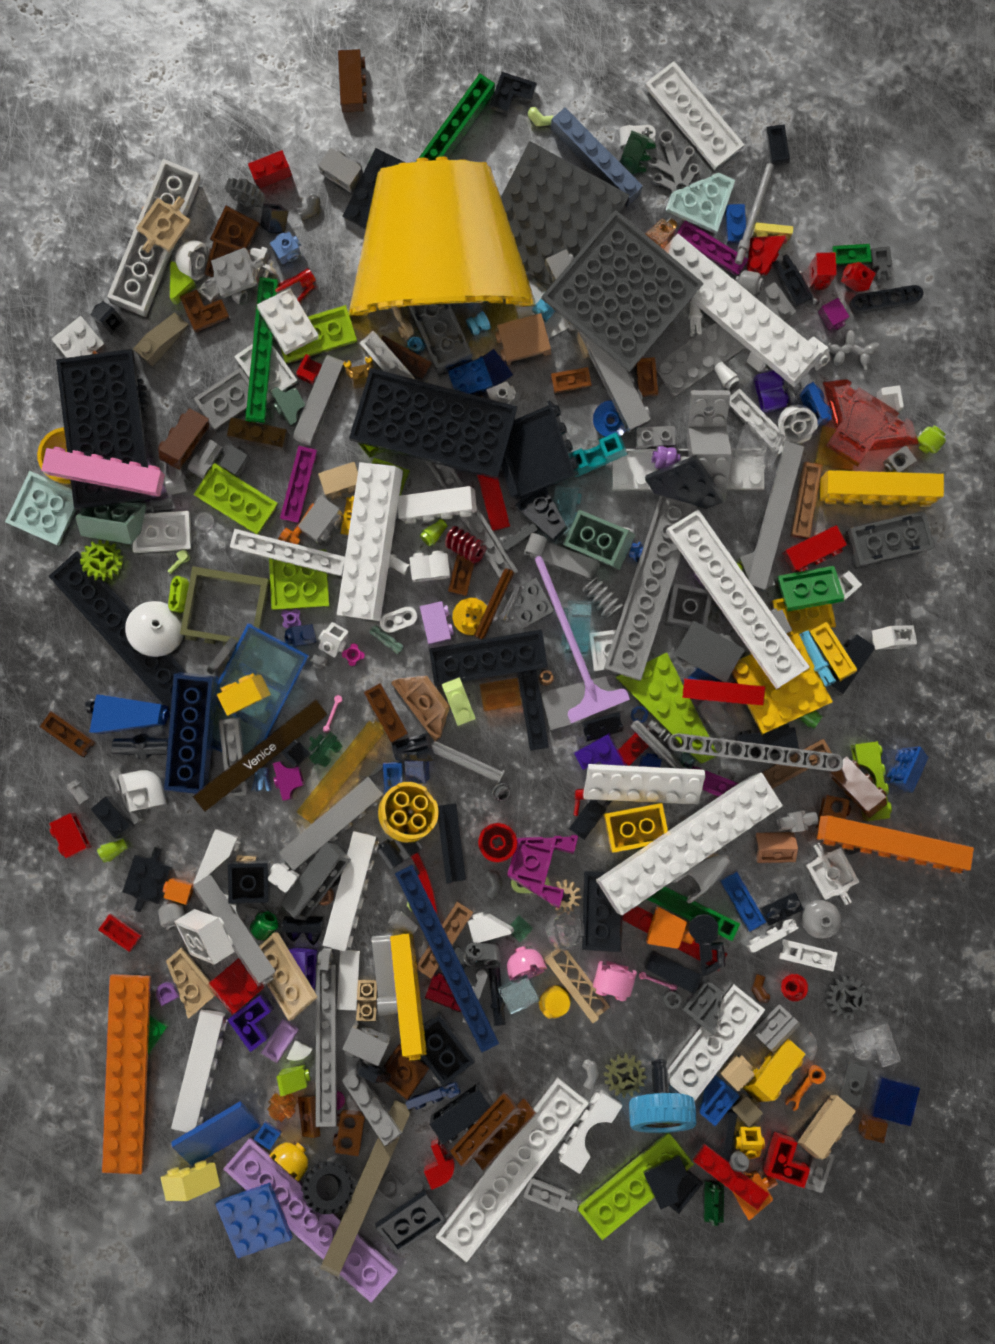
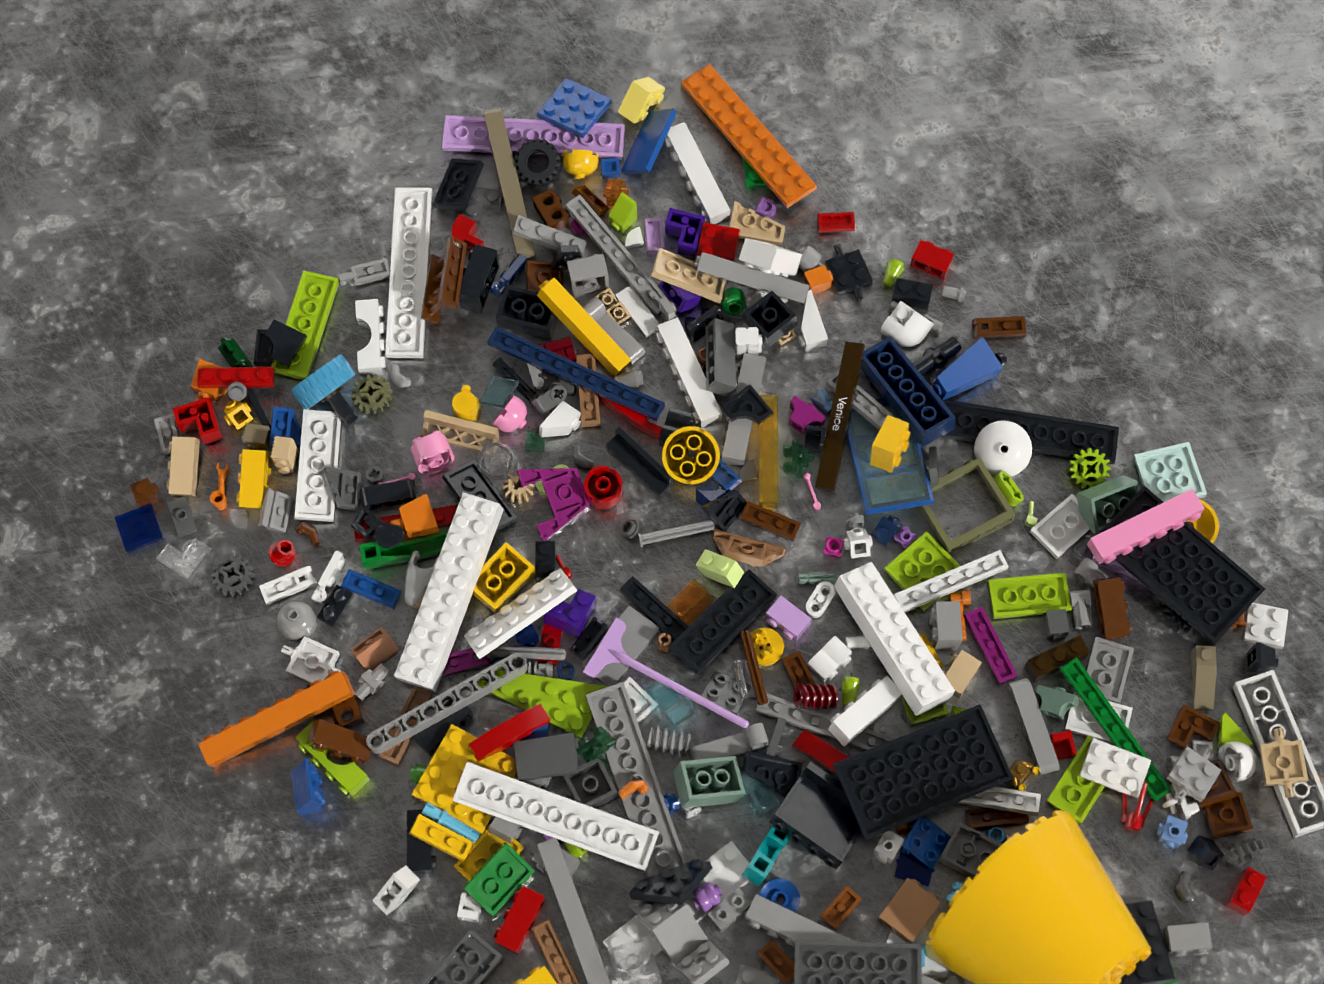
camera: 145 degrees right, 15 degrees down
(328, 821) = (747, 405): none -> black tile
(659, 580) = (631, 786): none -> orange arm
(664, 628) = (596, 746): none -> clear green hips

